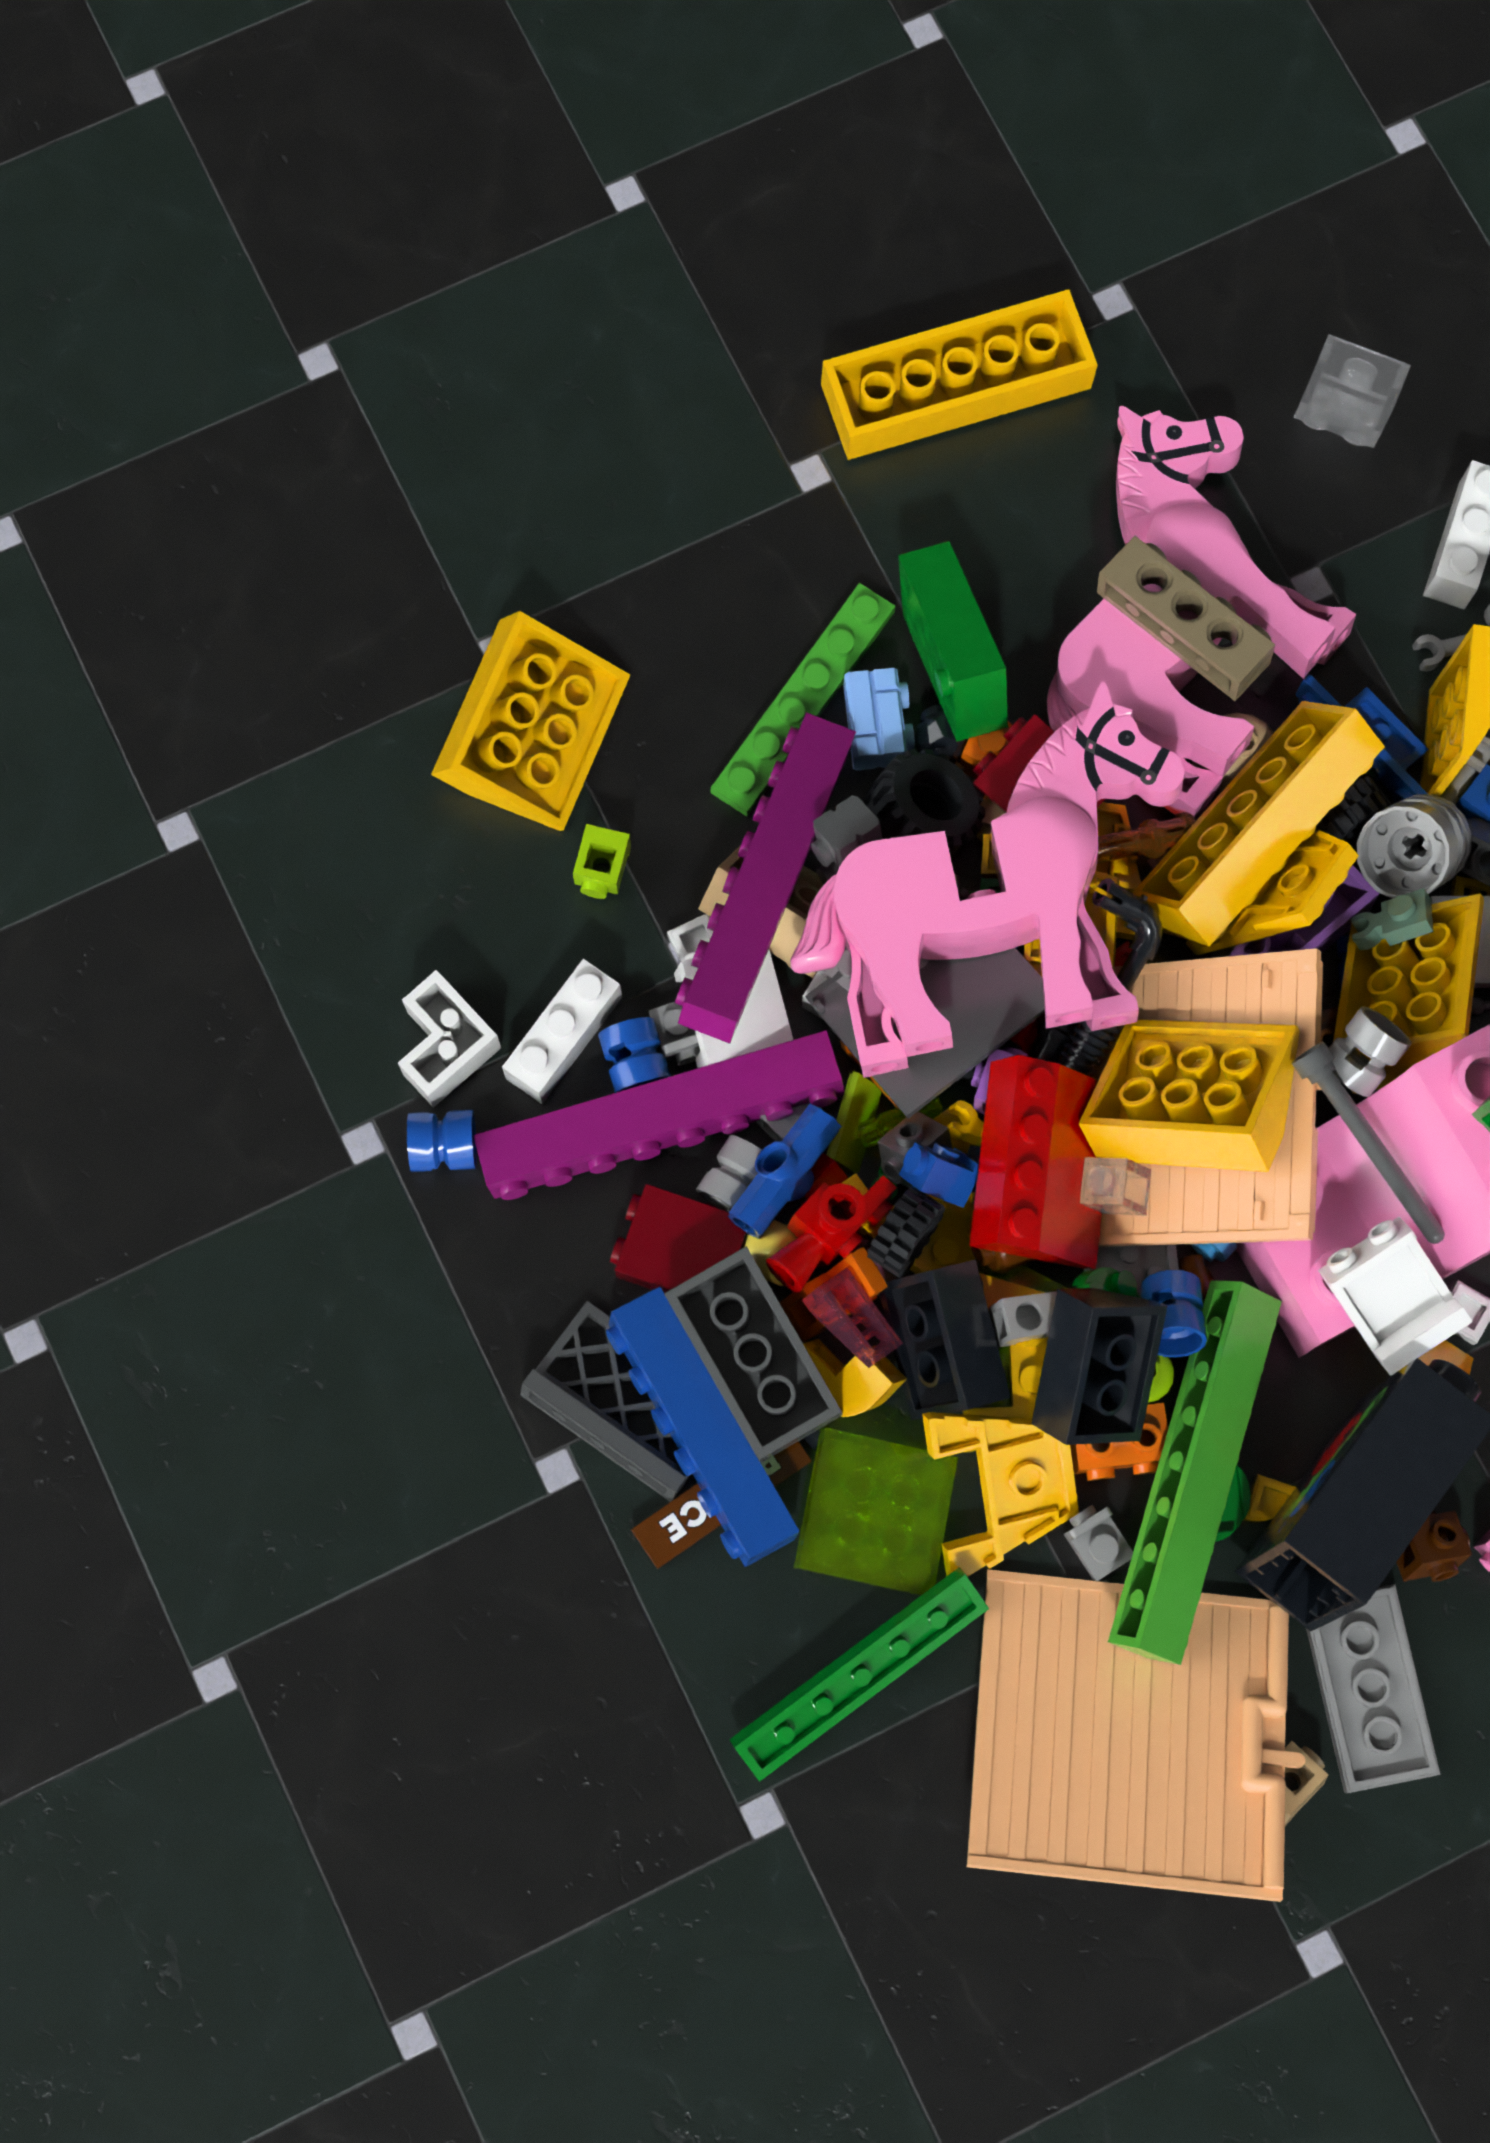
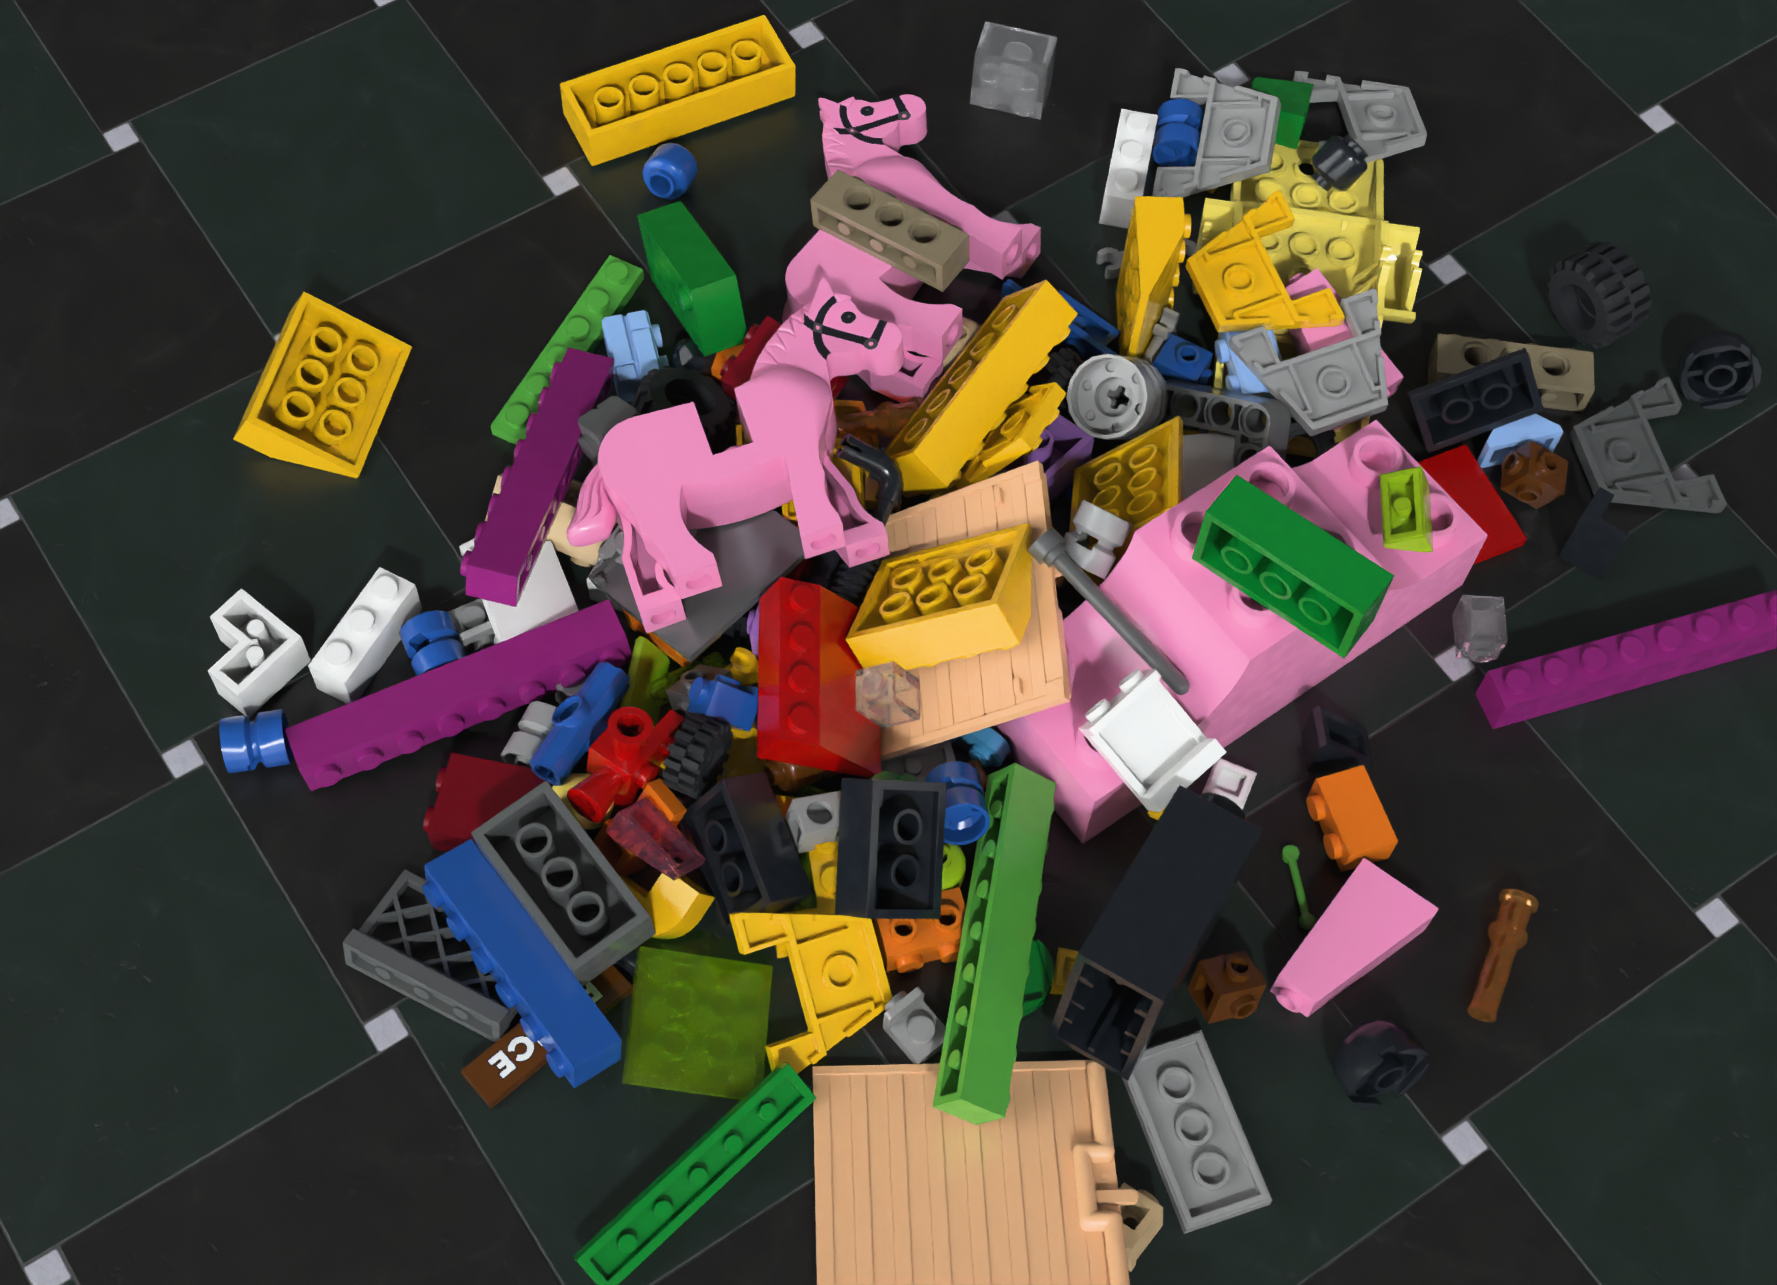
camera: 10 degrees left, 15 degrees down
(597, 847) = (394, 492): lime brick -> none
(937, 481) = (670, 171): none -> blue head
(1398, 921) = (1111, 451): sand green plate -> none

